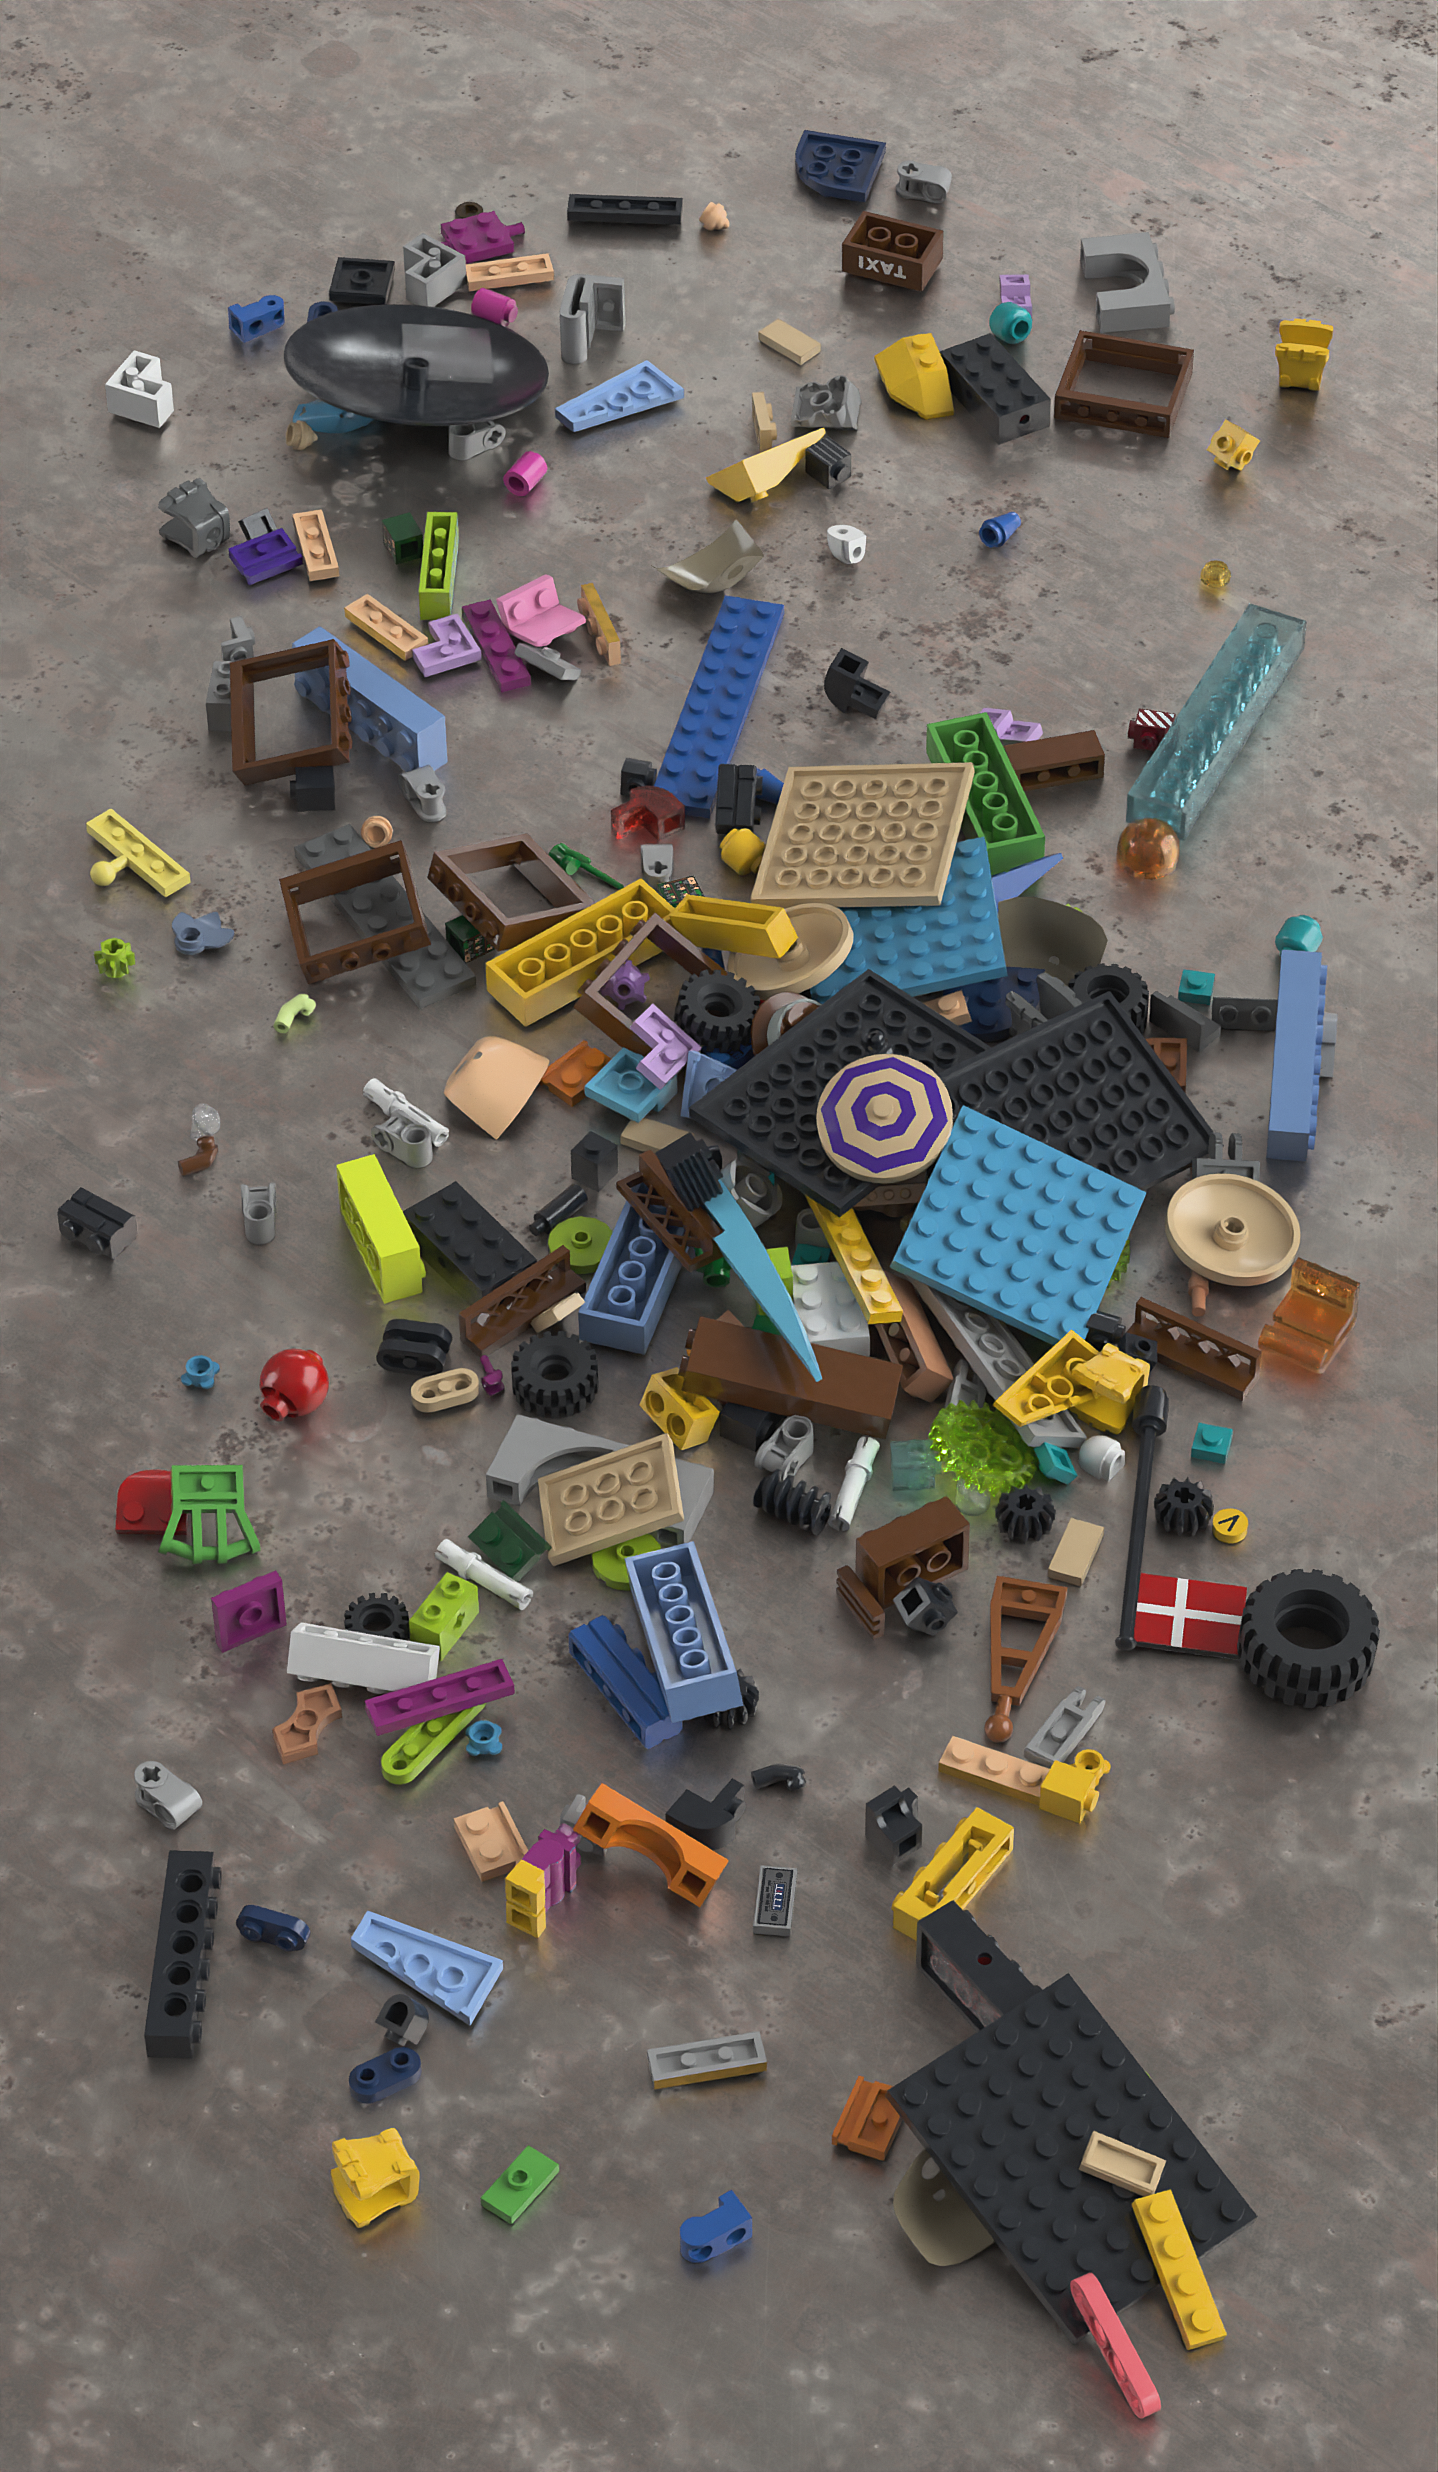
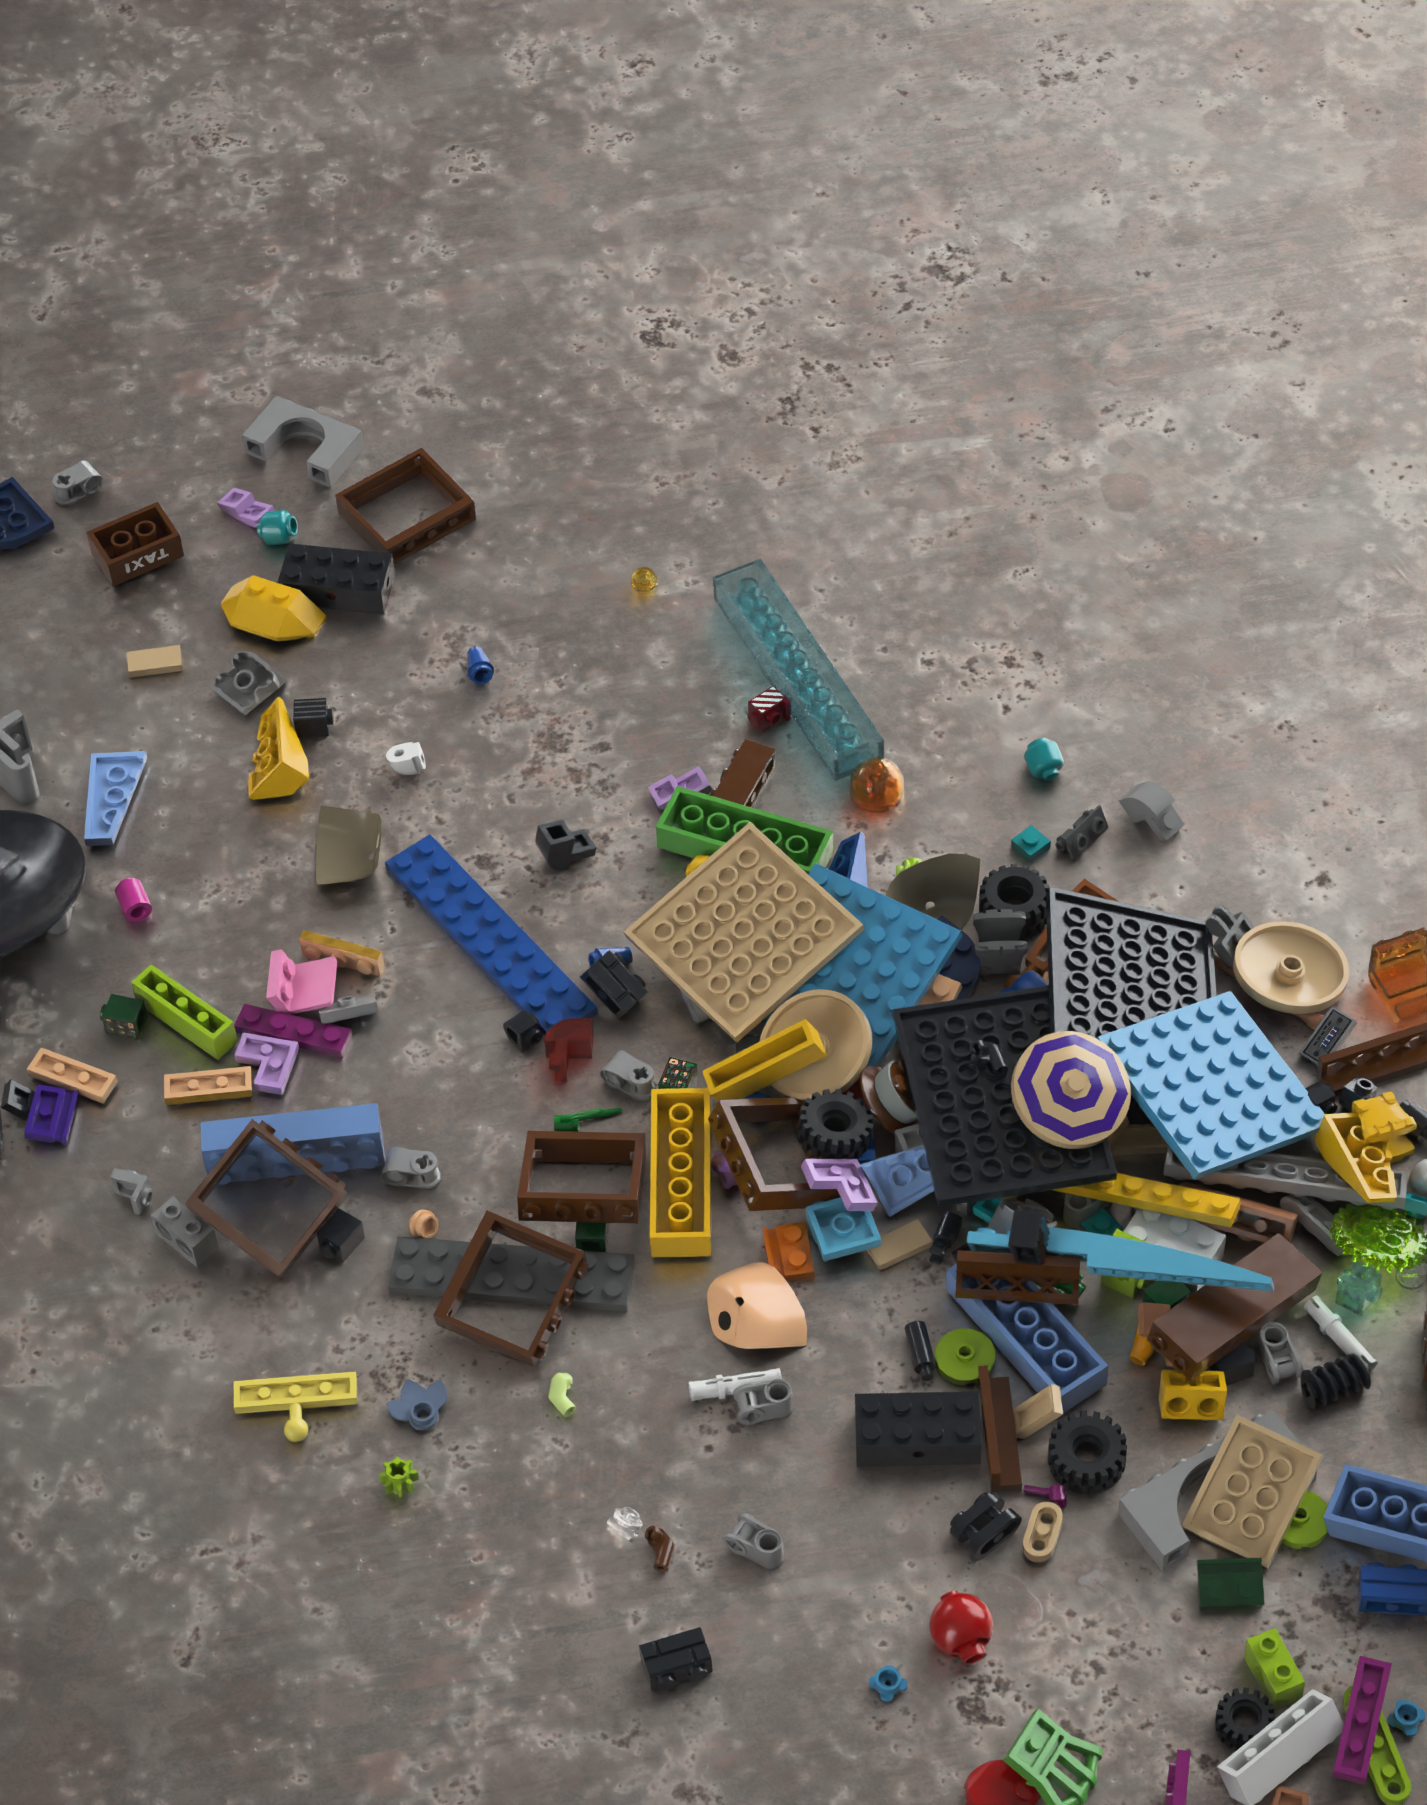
camera: 50 degrees left, 5 degrees up
(379, 1229) = (856, 1472): neon yellow brick -> none
(472, 1567) = (1233, 1622): white pin -> none
(594, 1161) = (896, 1296): black brick -> none
(742, 851) = (663, 1013): yellow head -> none
(762, 416) = (228, 728): tan plate -> none
(1182, 1021) = (1063, 870): dark grey panel -> none
(1187, 1298) = (1328, 1035): none -> tile
(1232, 446) = (537, 479): yellow brick -> none
(1296, 1055) = (1181, 827): medium blue brick -> none
(1303, 353) = (484, 399): yellow piece -> none

